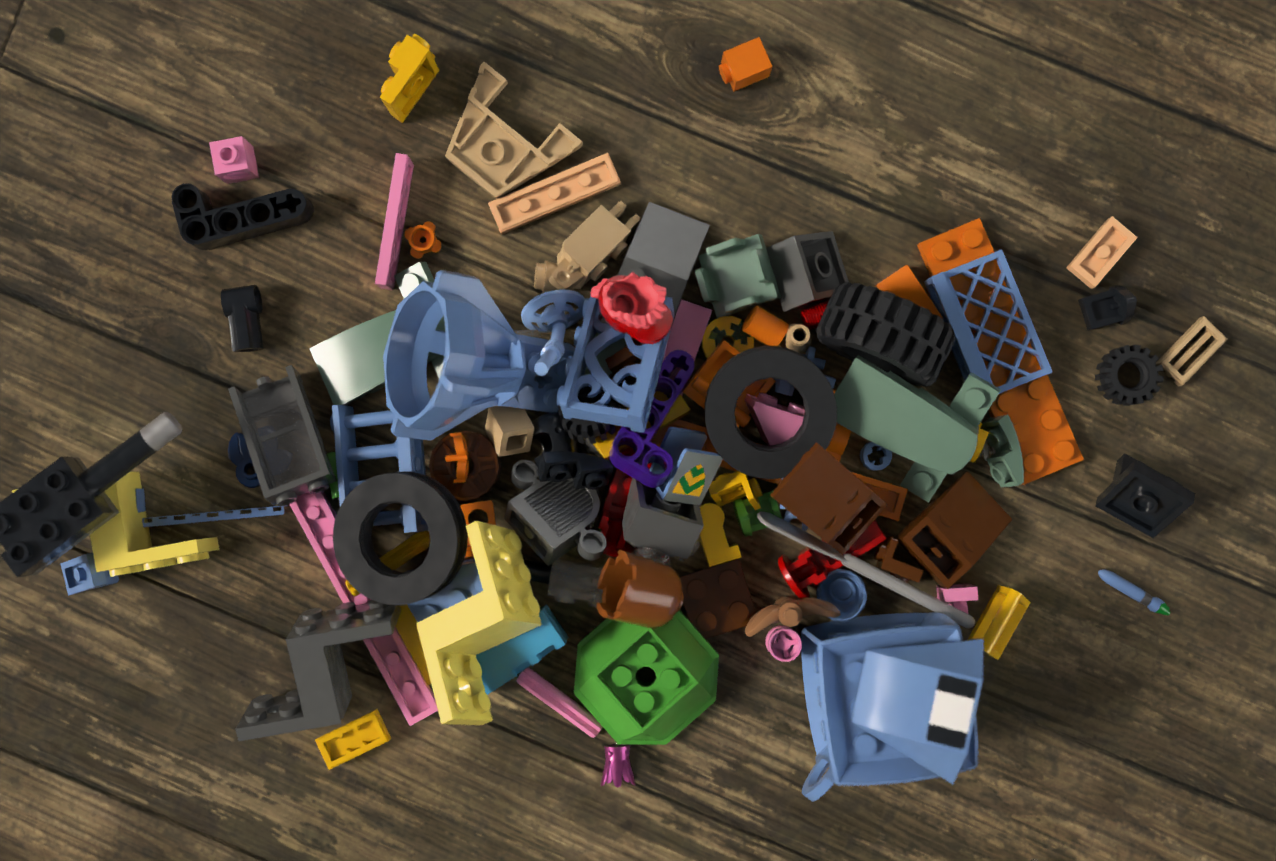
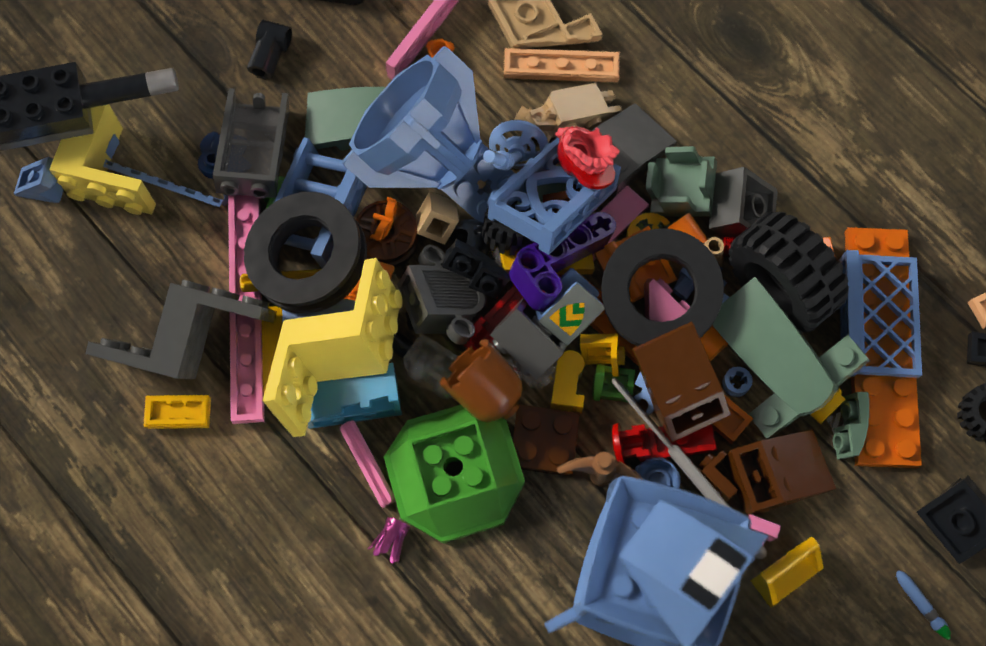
camera: 25 degrees right, 15 degrees down
(745, 64) = (760, 34): orange brick -> none
(786, 648) = (588, 495): bright pink wheel -> none

